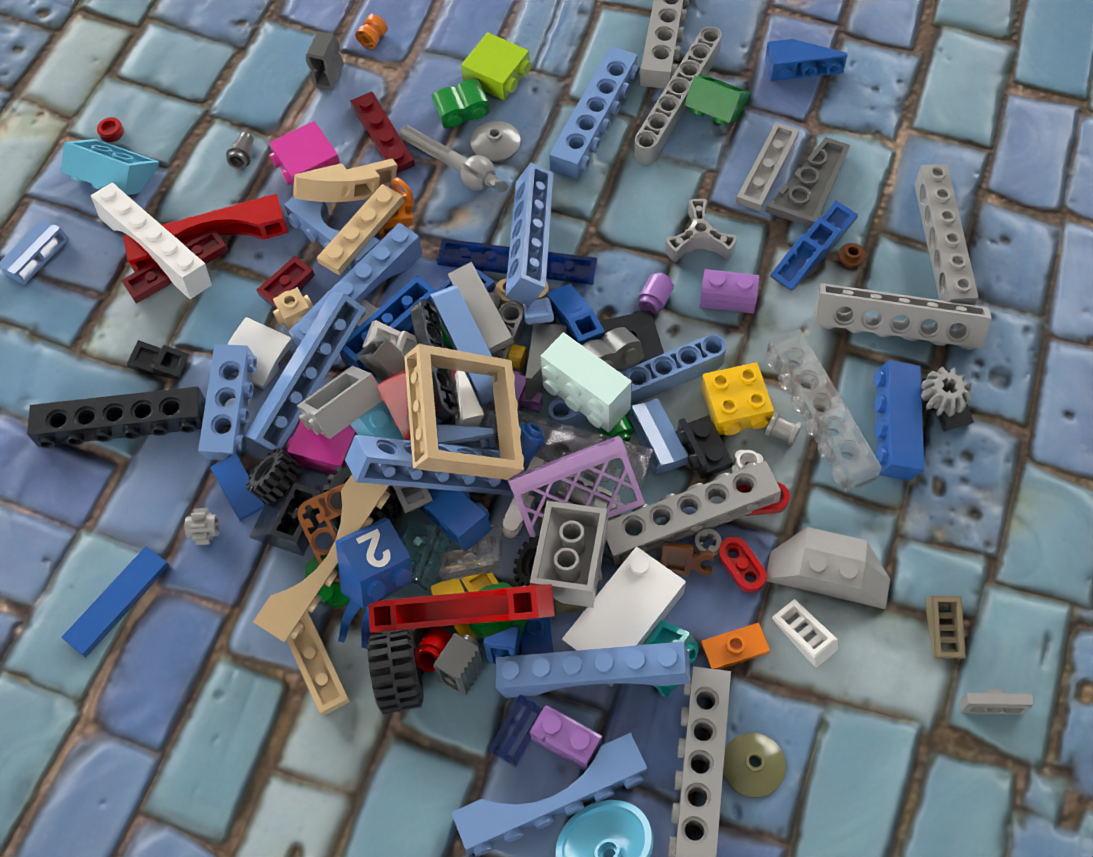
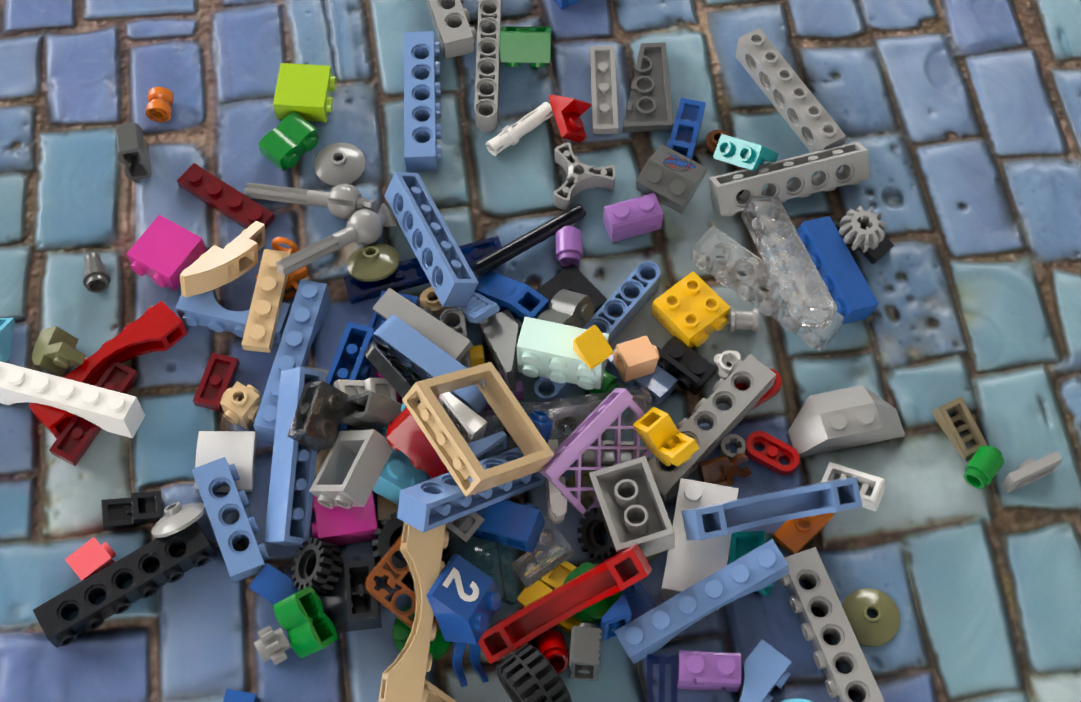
camera: 30 degrees left, 0 degrees up
(100, 383) = (91, 558): none -> coral brick
(170, 201) = (56, 351): none -> olive brick
(184, 381) = (177, 518): none -> light grey dish
(236, 515) = (305, 622): none -> green brick
(338, 343) = (318, 415): none -> clear smoke brick
(474, 236) = (373, 262): none -> olive dish
(480, 202) = (362, 227): none -> light grey piece
(606, 385) = (592, 347): none -> yellow slope
(621, 272) = (528, 240): none -> black axle
(637, 501) = (664, 438): none -> yellow brick
(656, 418) = (635, 358): none -> light nougat brick
(661, 173) = (511, 134): none -> white pin
(705, 614) = (771, 508): none -> medium blue arch
(720, 177) = (567, 116): none -> red slope
(784, 269) = (671, 178): none -> dark grey slope
(852, 393) = (788, 262): none -> clear brick
(866, 273) = (742, 153): none -> bracket
(948, 674) = (983, 466): none -> green brick

